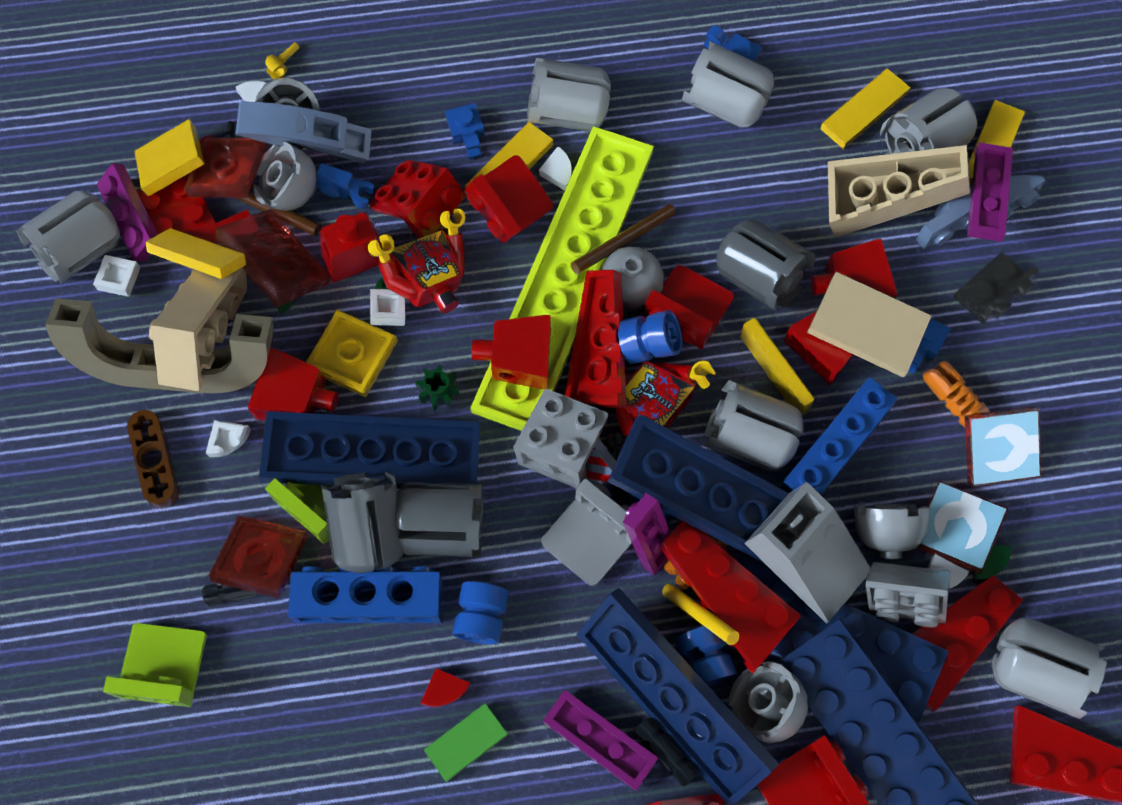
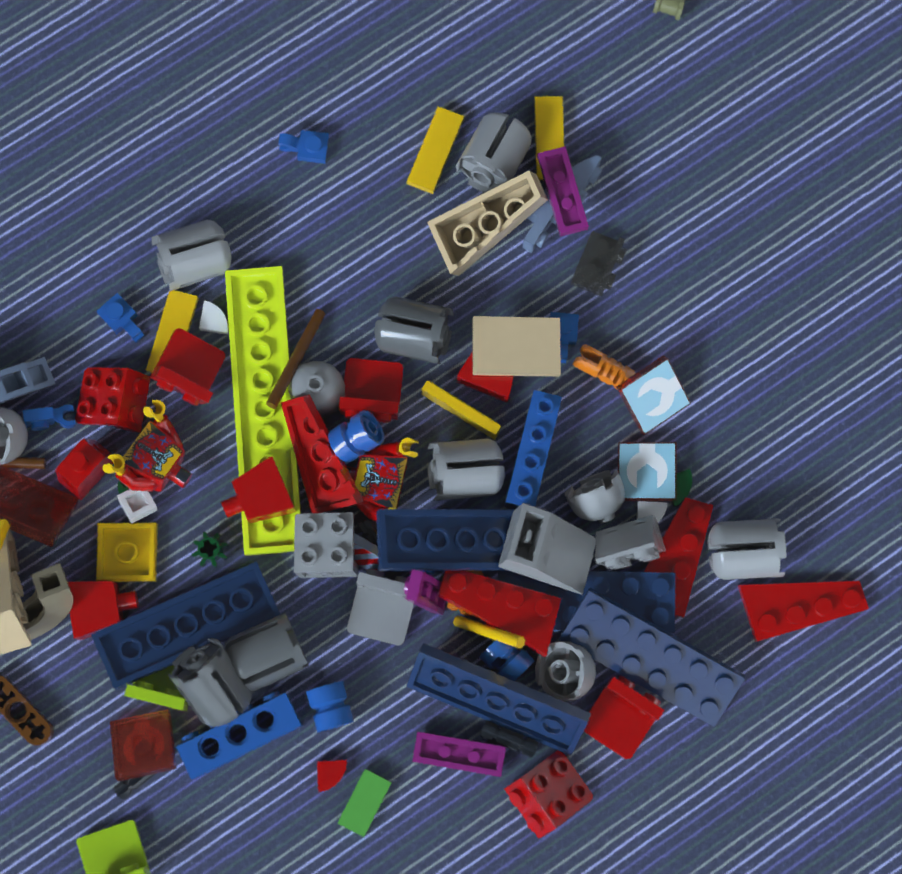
camera: 30 degrees left, 10 degrees up
(226, 438) = (66, 666): white tile -> none
(729, 86) = (320, 173): light grey cylinder -> none
(862, 263) = (490, 298): red torso -> none

